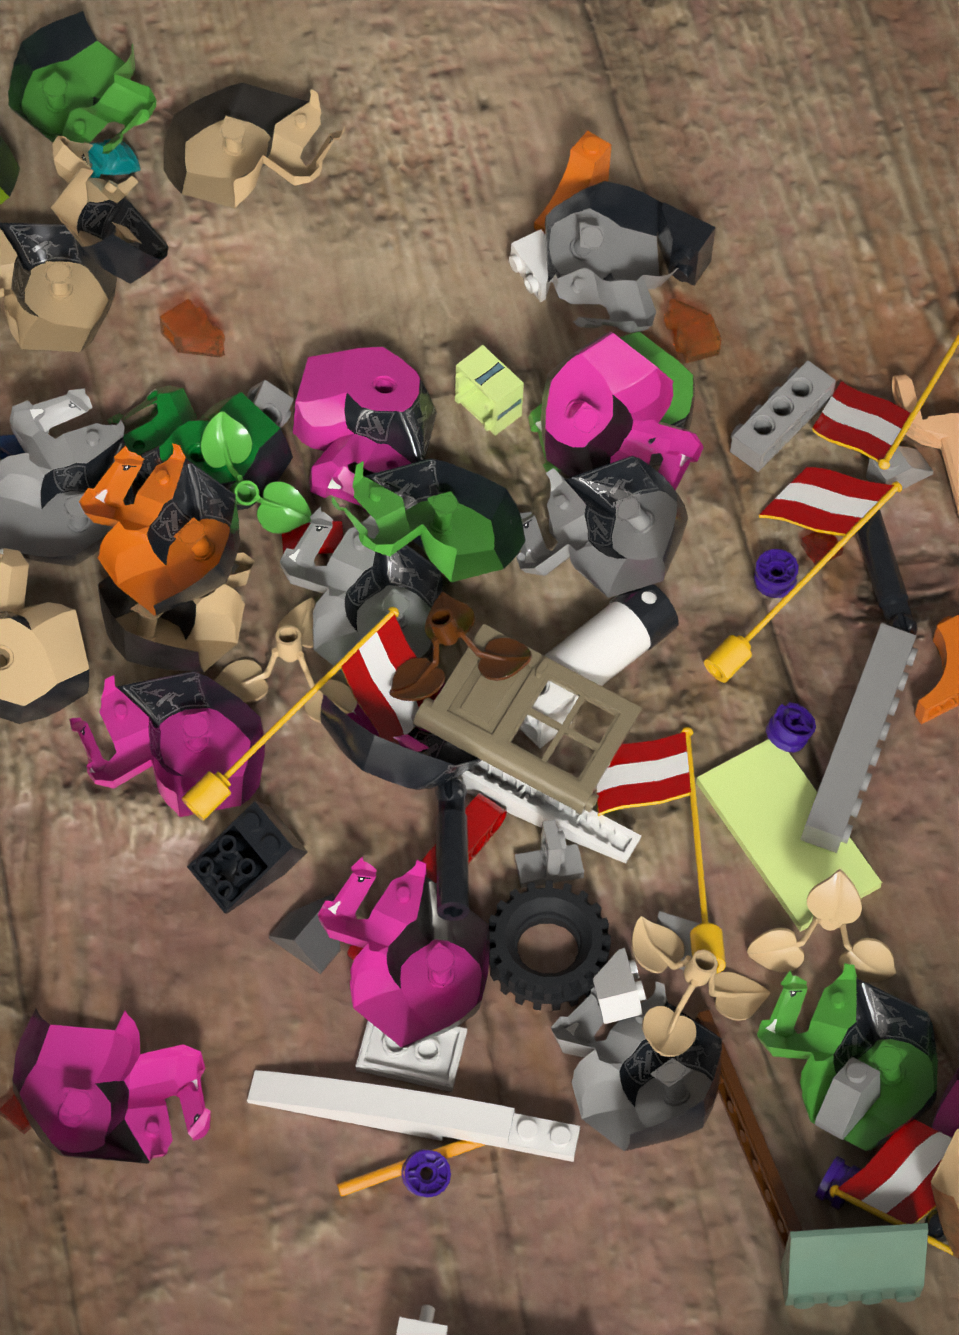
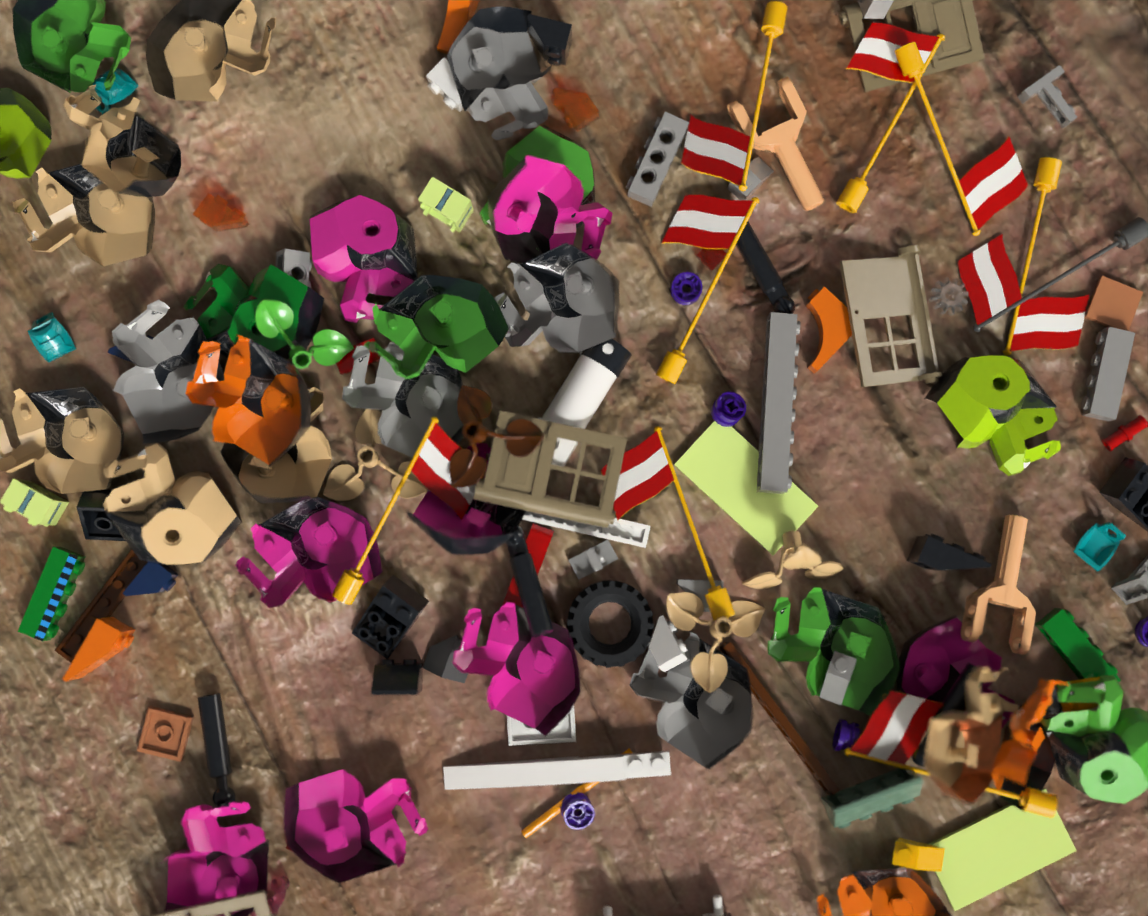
camera: 15 degrees left, 25 degrees up
(232, 933) = (397, 678): none -> black slope

